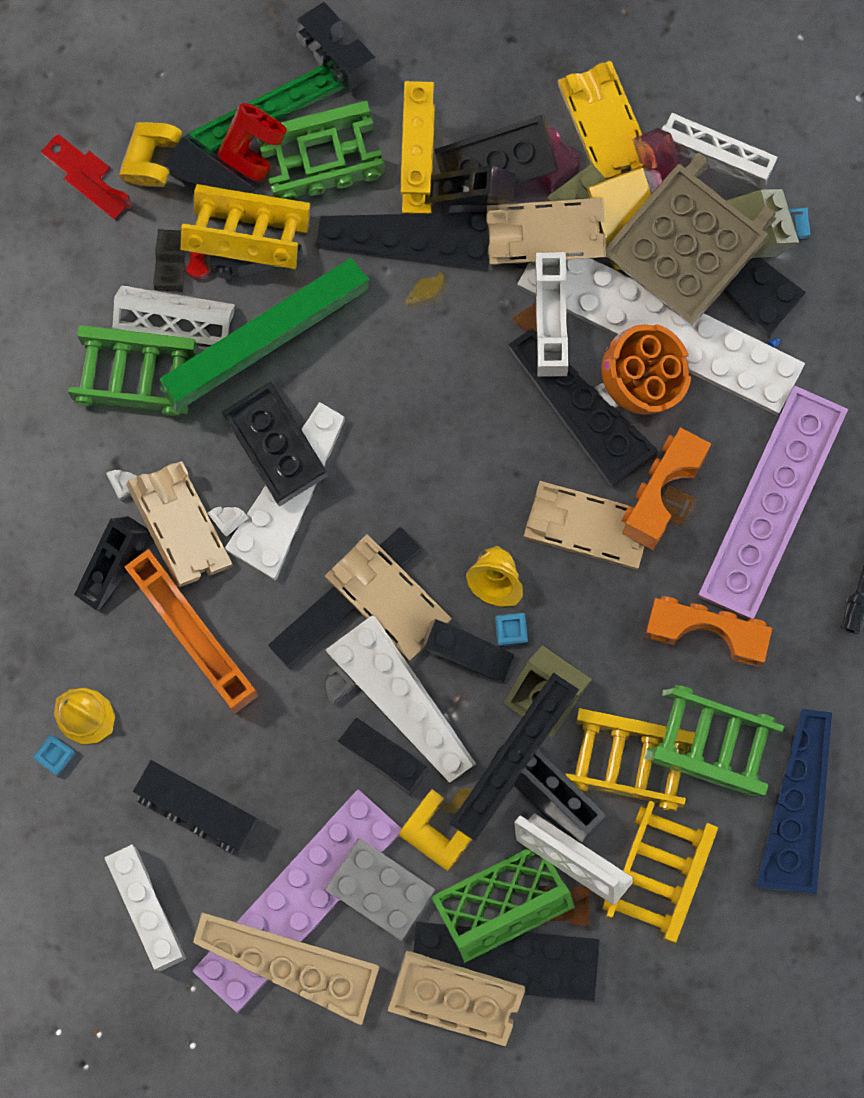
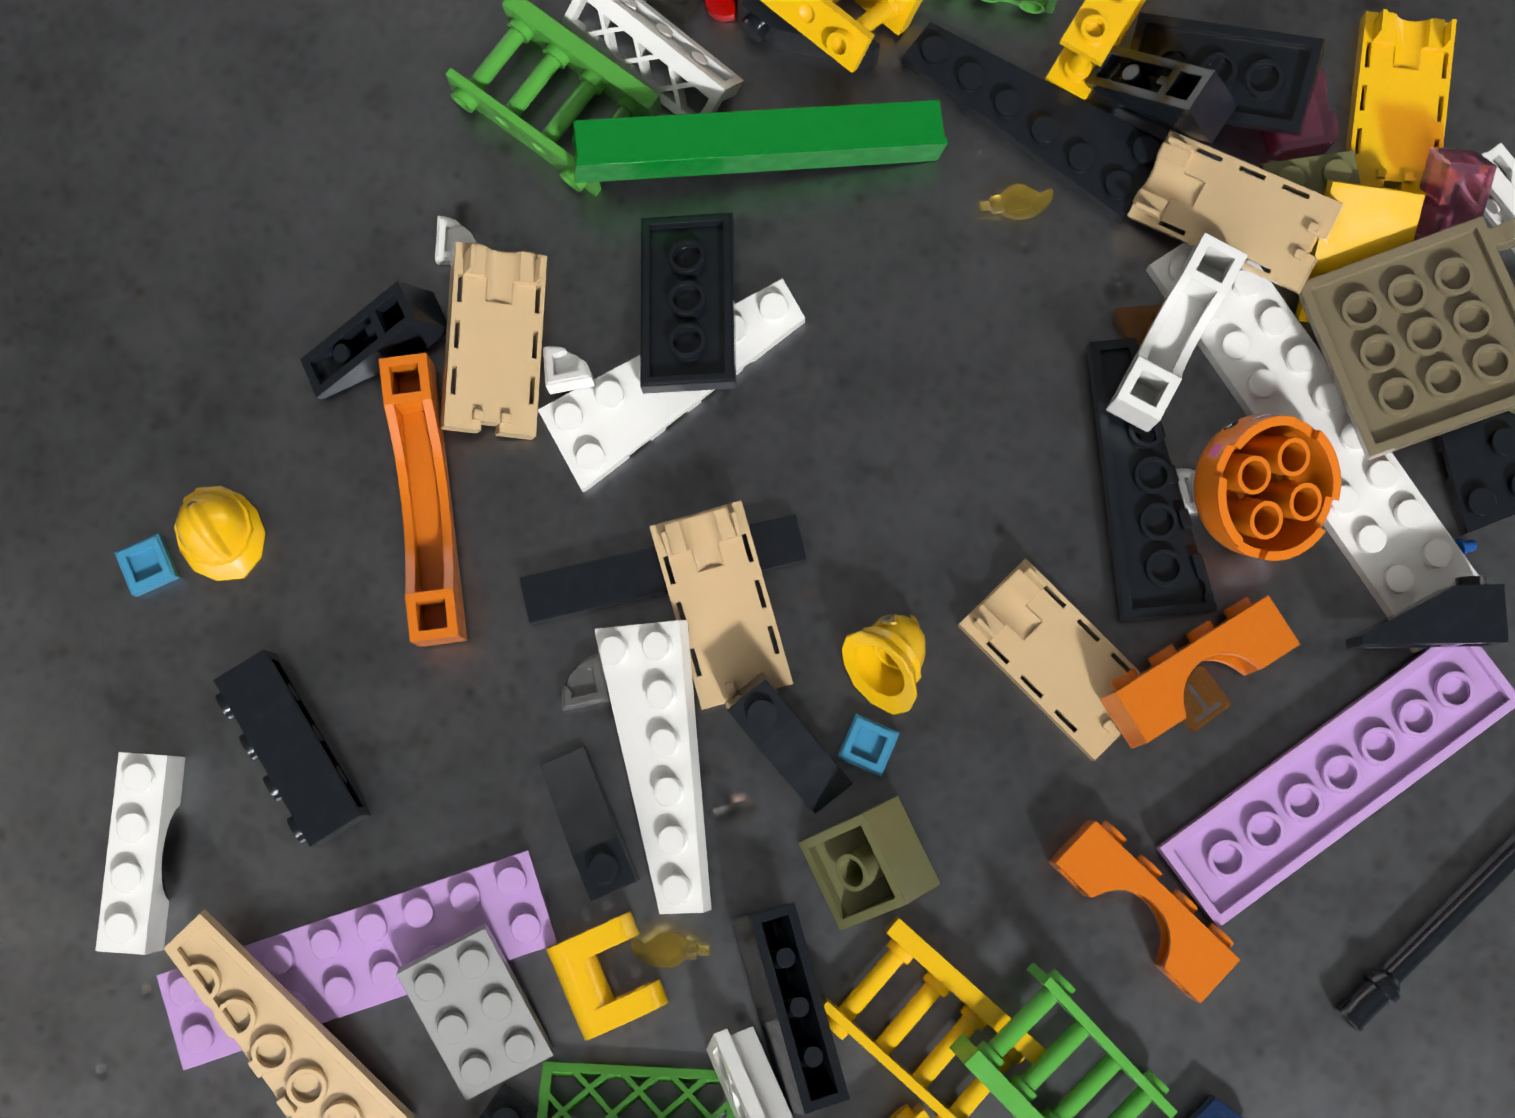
camera: 25 degrees right, 5 degrees up
(514, 757) = (764, 942): black tile -> none
(784, 384) = (1451, 617): none -> black slope

